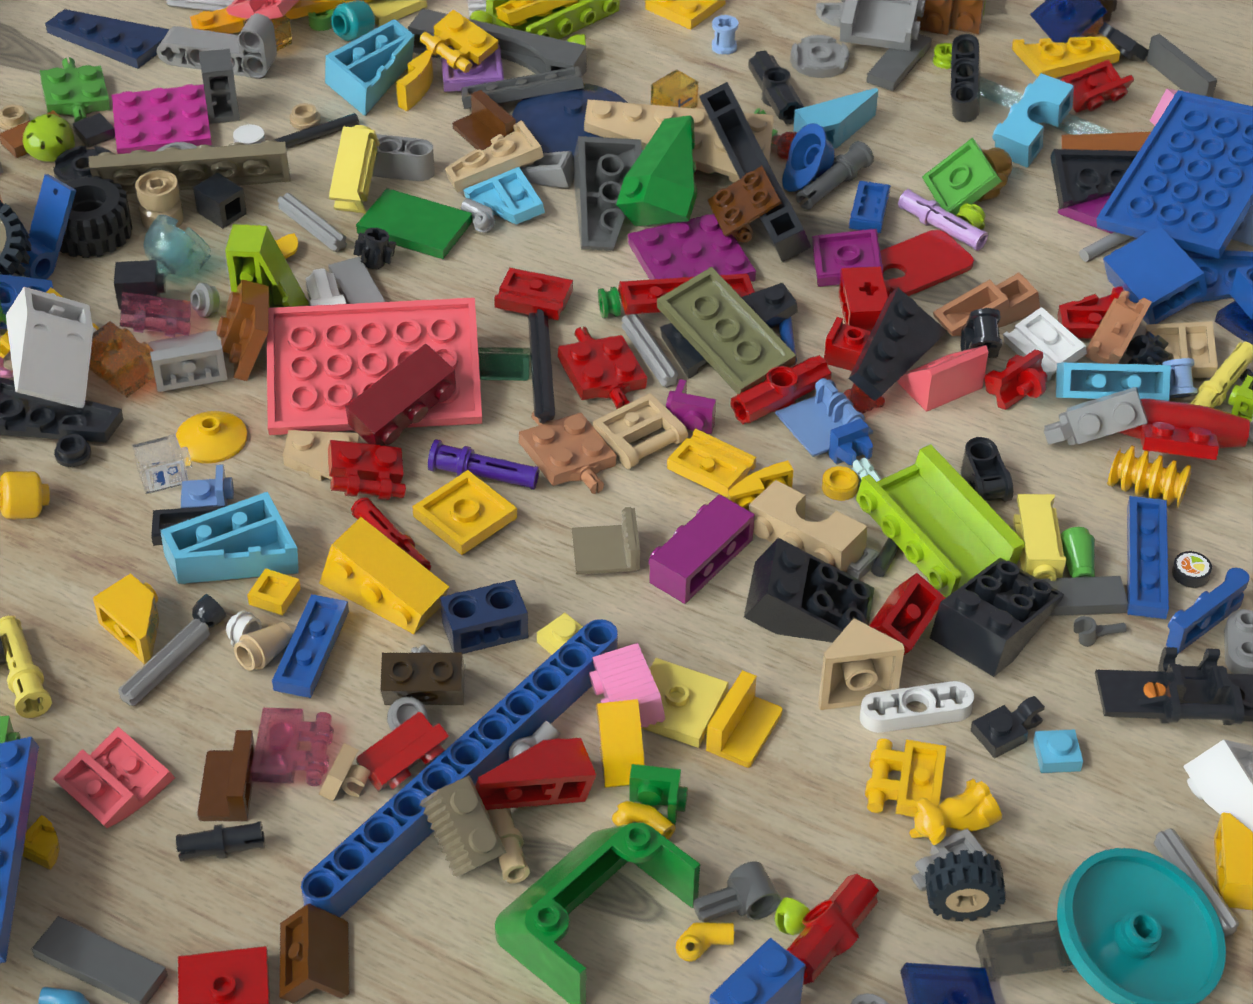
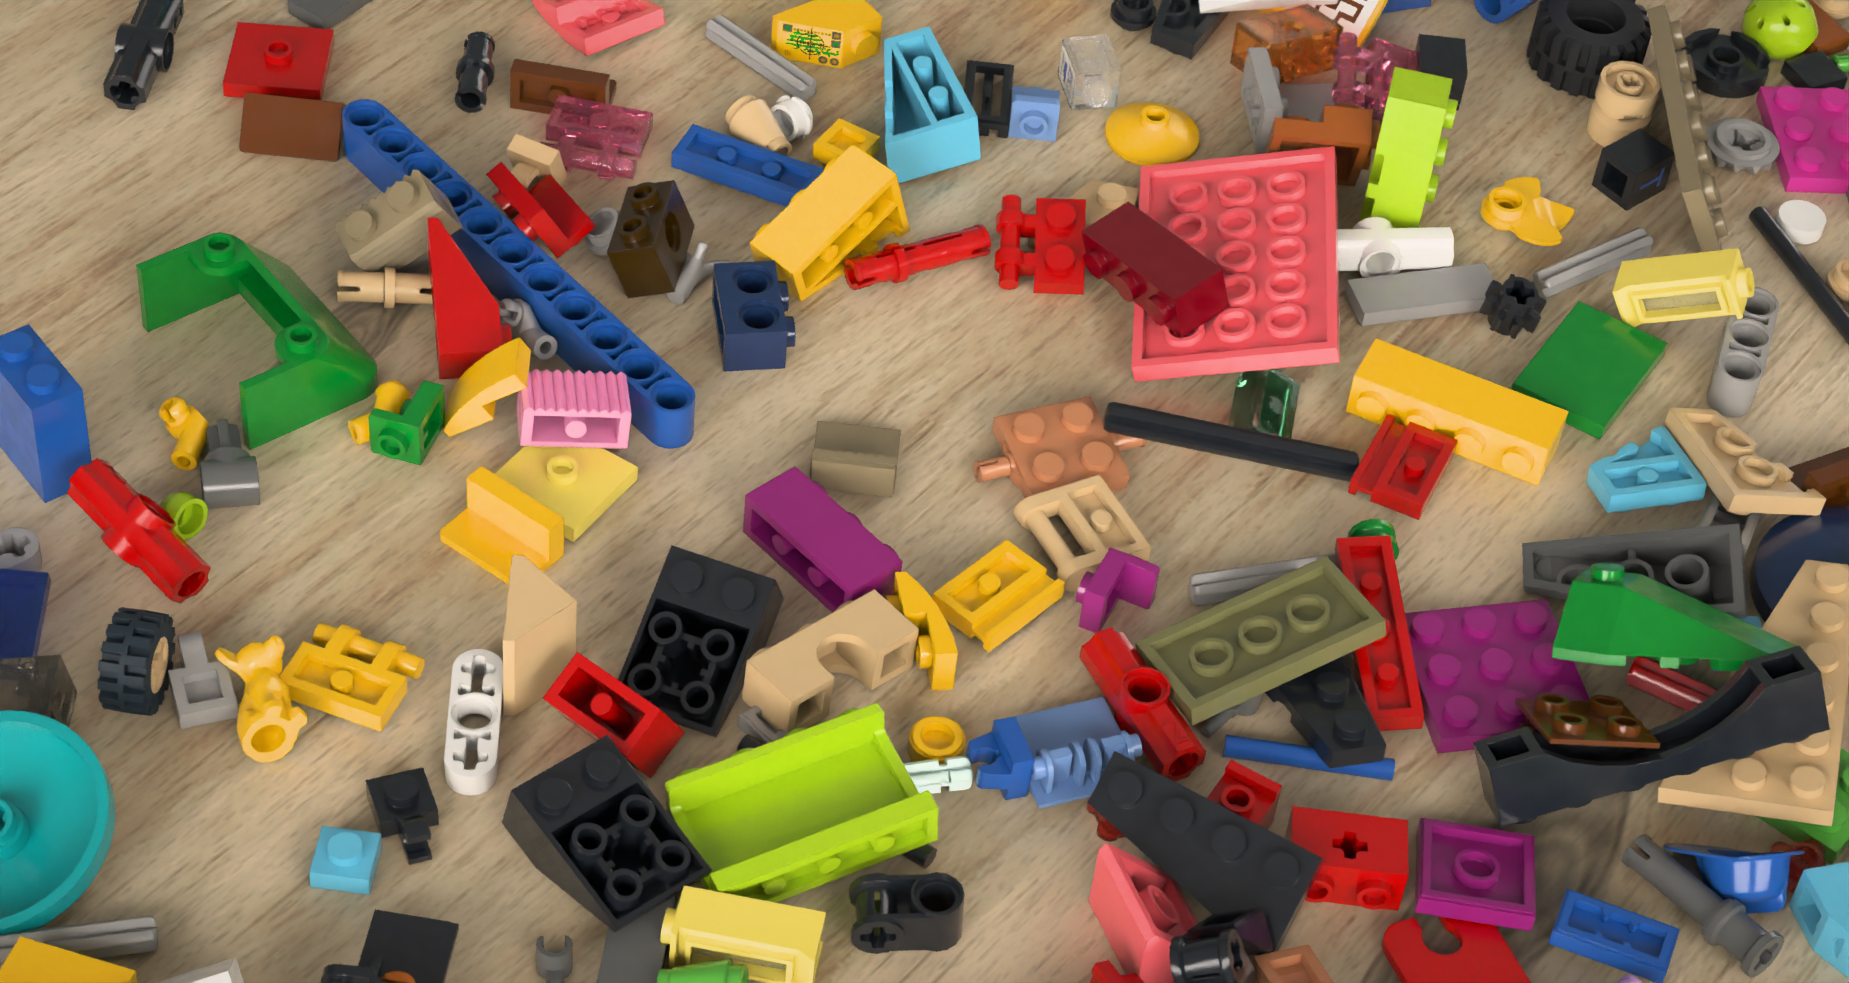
camera: 95 degrees right, 0 degrees up
(176, 251) = (1514, 109): clear light blue cylinder -> none
(208, 611) = (829, 100): black hinge -> none
(460, 460) = (1044, 344): dark purple pin -> none
(464, 512) = (950, 329): yellow plate -> none
(482, 215) = (1589, 444): light grey arm -> none
(484, 263) = (1487, 419): none -> yellow brick
(557, 633) = (713, 395): light yellow plate -> none
(602, 367) = (1230, 518): red plate -> none
(947, 335) = (1249, 923): none -> black slope

